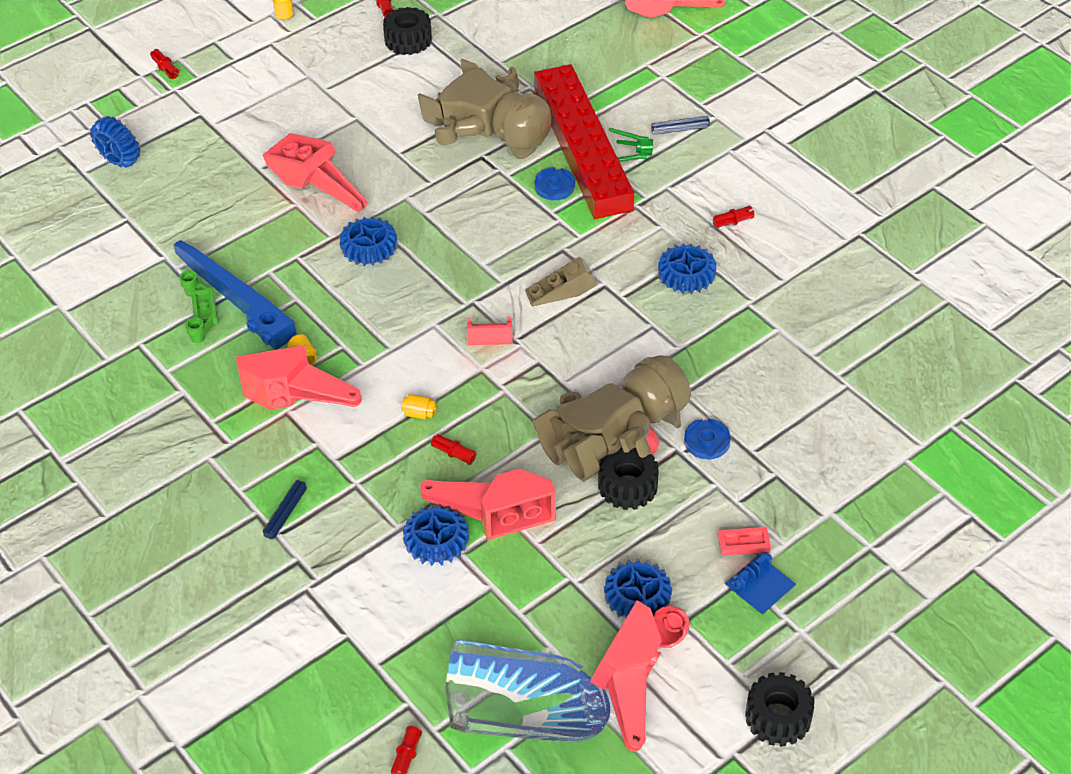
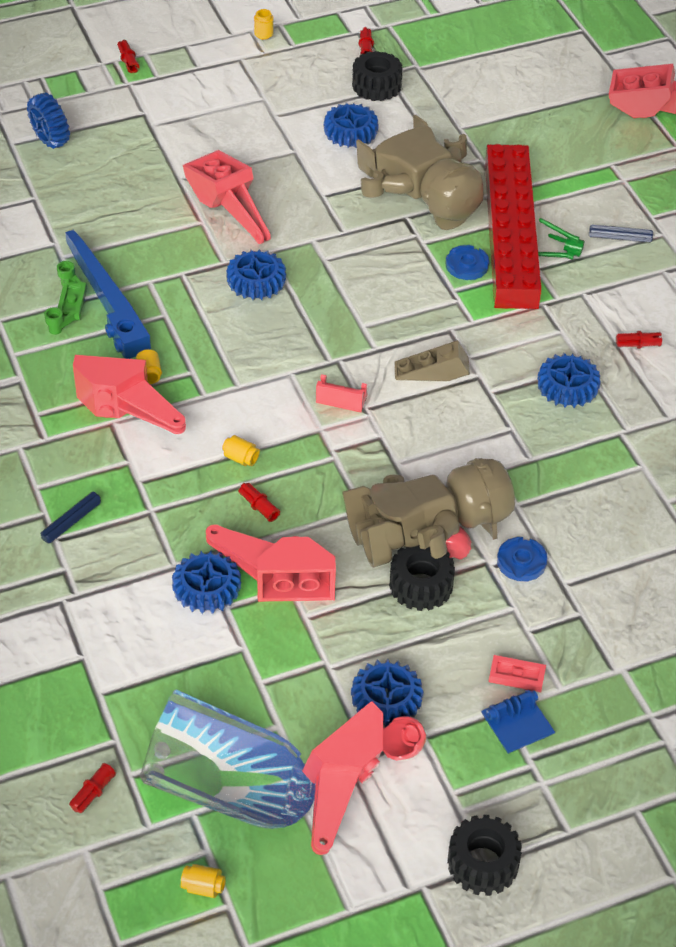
camera: 15 degrees right, 0 degrees up
(400, 81) = (349, 123): none -> blue gear

